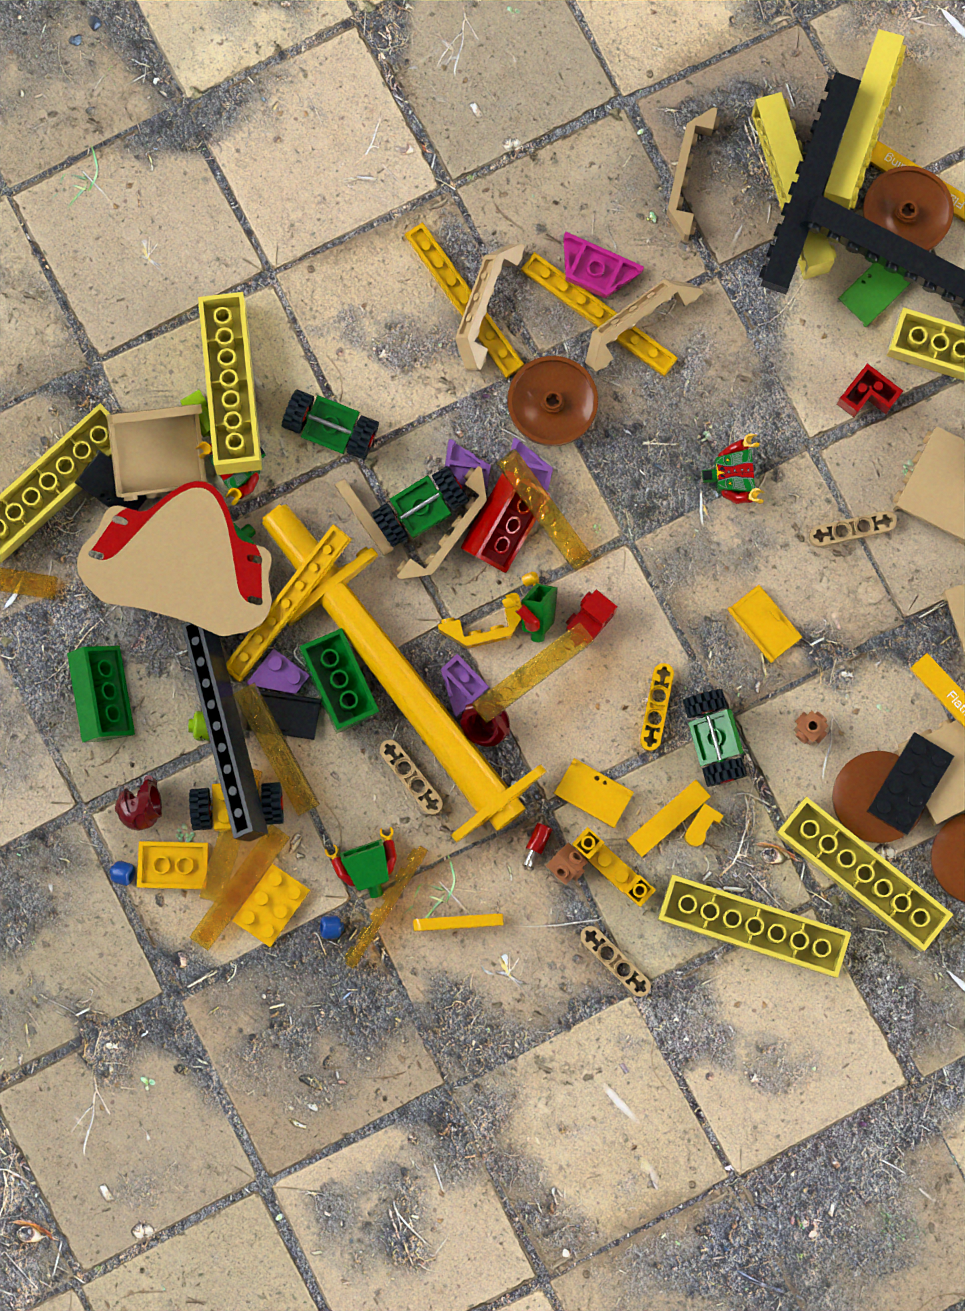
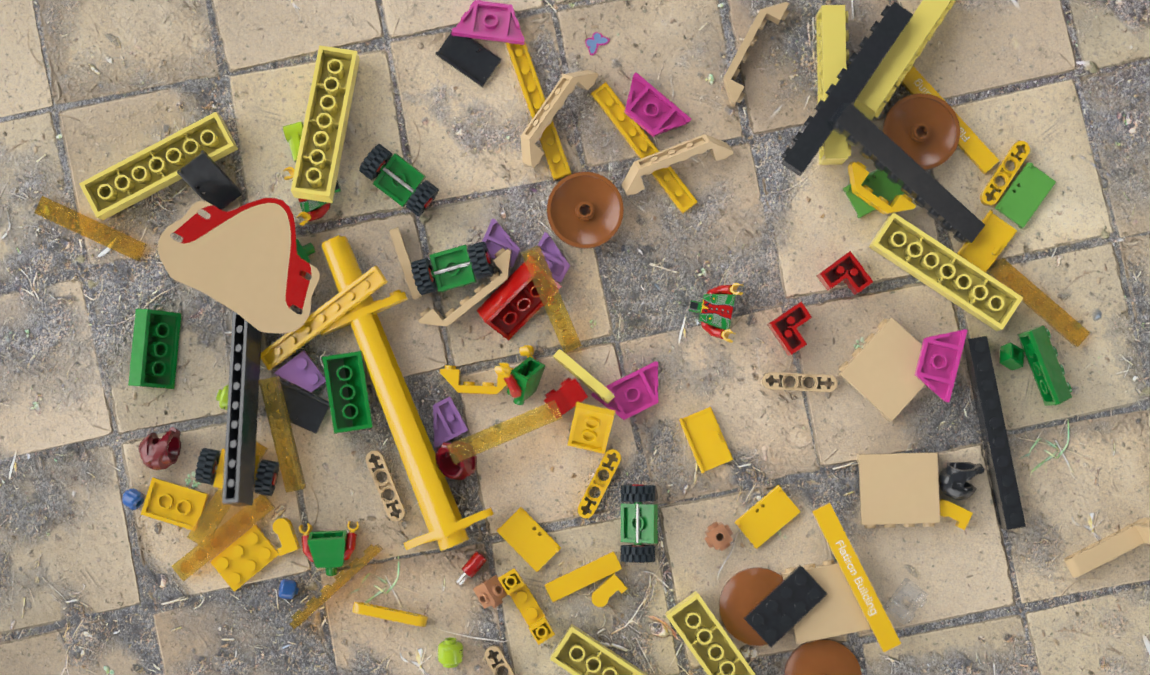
camera: 15 degrees right, 5 degrees up
(155, 450) = (250, 163): tan panel -> none
(308, 858) = (286, 533): none -> yellow leg
(369, 269) = (465, 57): none -> black door
(384, 220) = (490, 22): none -> dark pink wing
(510, 208) = (596, 40): none -> medium blue sticker
(540, 947) = (450, 652): none -> lime head
(608, 589) = (582, 375): none -> light yellow beam
(630, 643) = (591, 427): none -> yellow plate
(663, 593) = (633, 392): none -> dark pink wing
(819, 469) = (785, 328): none -> red brick
(850, 277) = (857, 175): none -> yellow slope
(860, 695) = (764, 521): none -> yellow door

